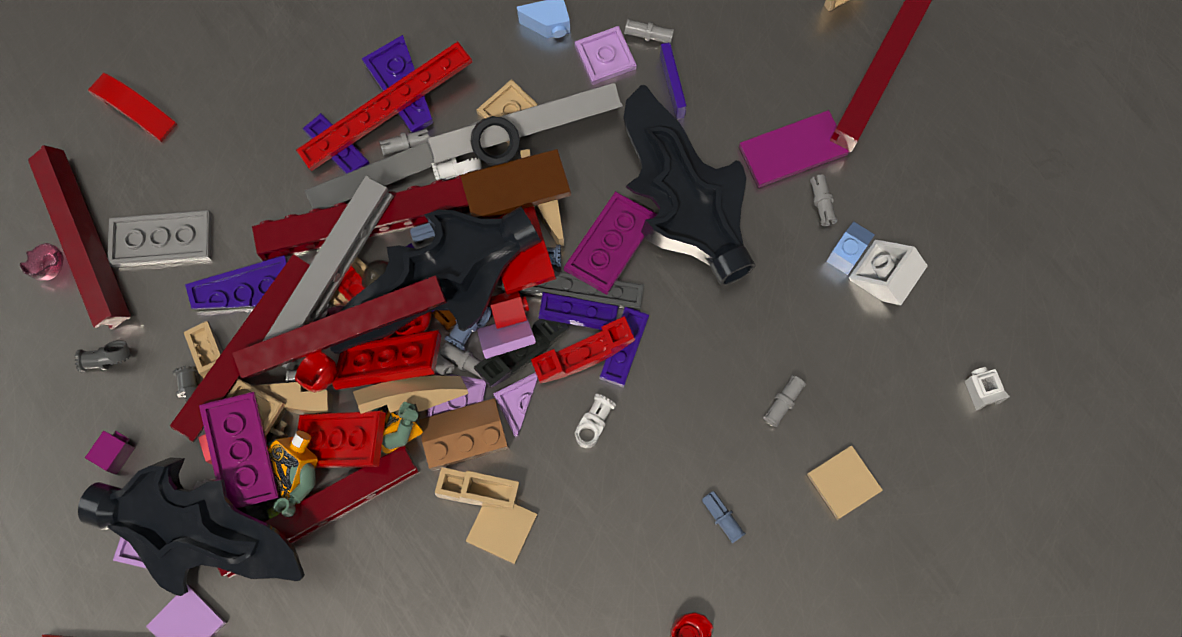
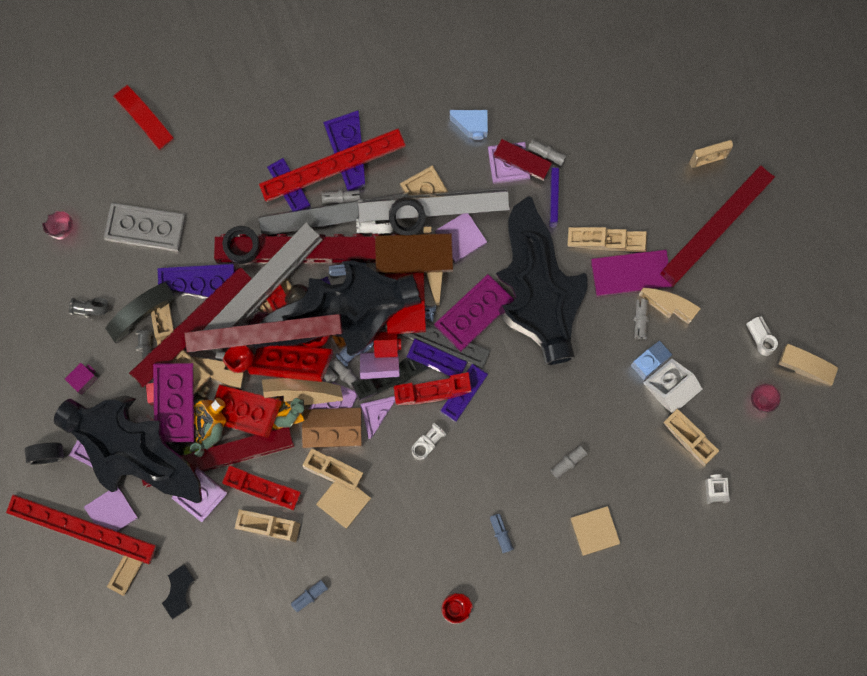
camera: 15 degrees right, 5 degrees up
(74, 566) = (44, 453): none -> black tyre
(78, 238) = (87, 212): dark red tile -> none
(169, 342) = (138, 309): none -> pearl dark grey slope
(279, 210) = (237, 231): none -> black tyre
(317, 565) = (211, 496): none -> lavender tile
(386, 538) = (261, 488): none -> red slope
(406, 587) = (267, 525): none -> tan slope
(576, 153) = (465, 236): none -> lavender tile
(621, 45) = (522, 159): none -> dark red tile
(752, 116) = (607, 239): none -> tan slope
(853, 172) = (670, 303): none -> tan slope
(933, 330) = (691, 437): none -> tan slope
(978, 183) = (762, 334): none -> white piece
(1010, 258) = (765, 398): none -> clear pink hair
(1046, 204) = (808, 364): none -> tan slope

